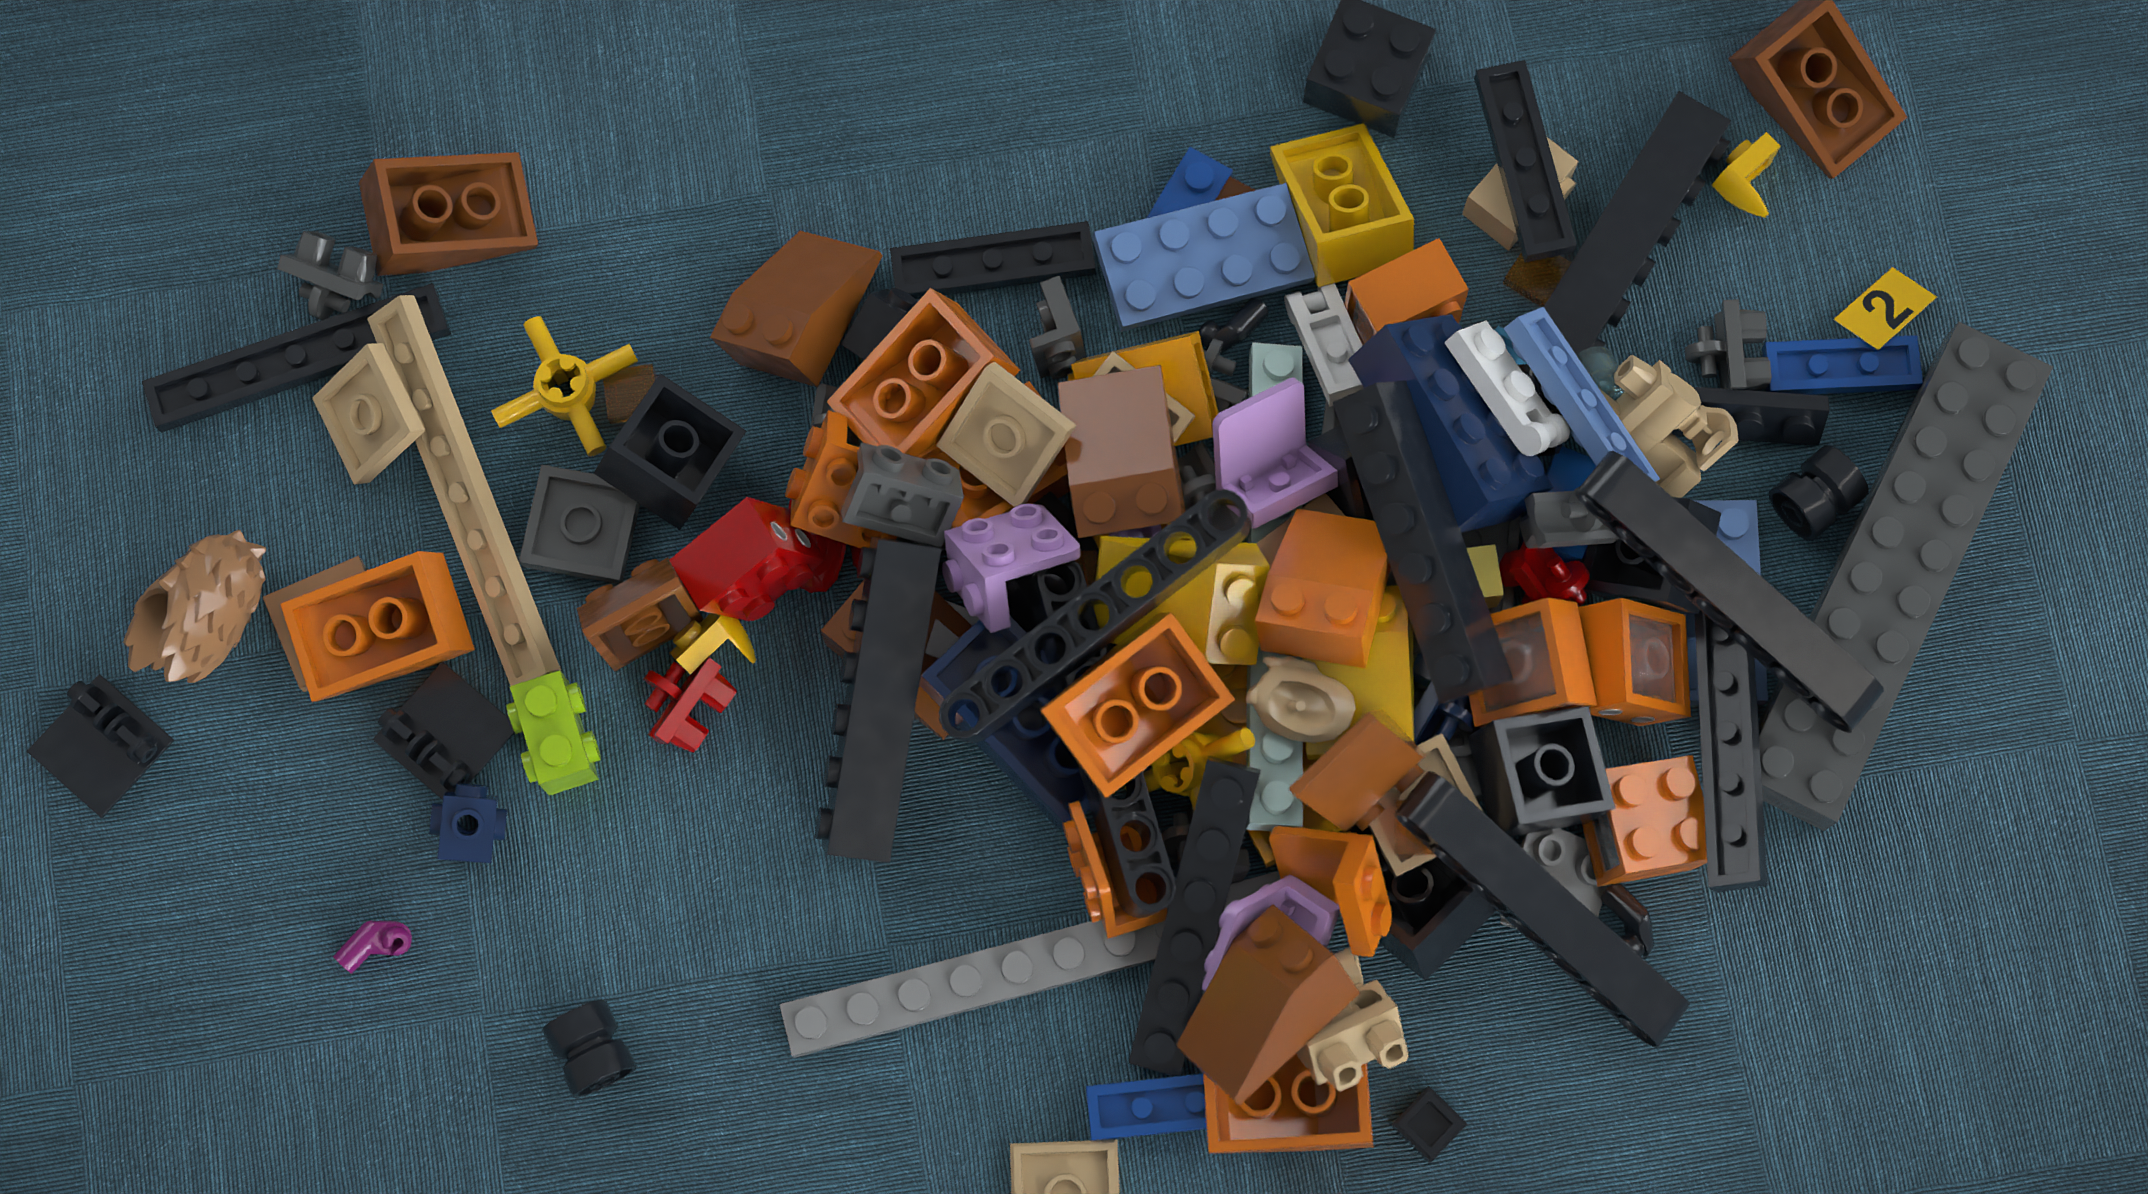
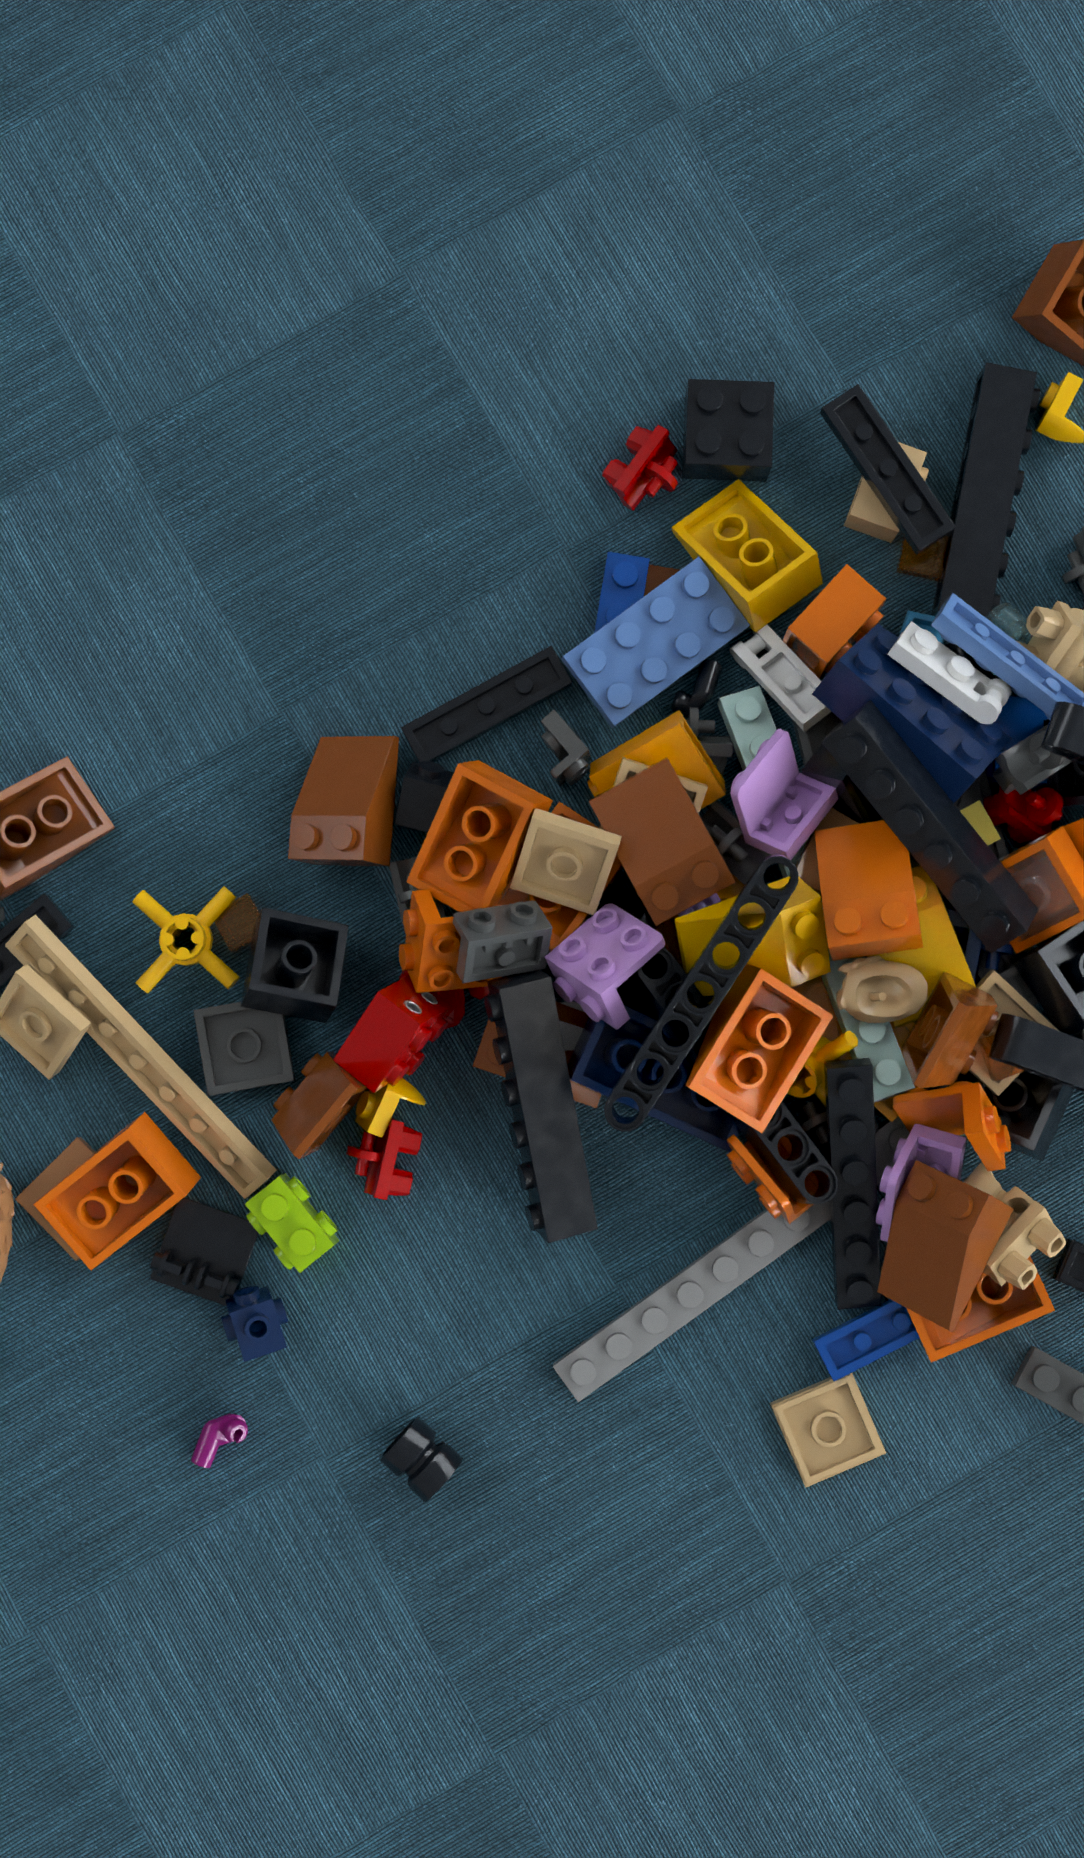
camera: 20 degrees left, 10 degrees up
(1265, 75) = (647, 470): none -> red hips

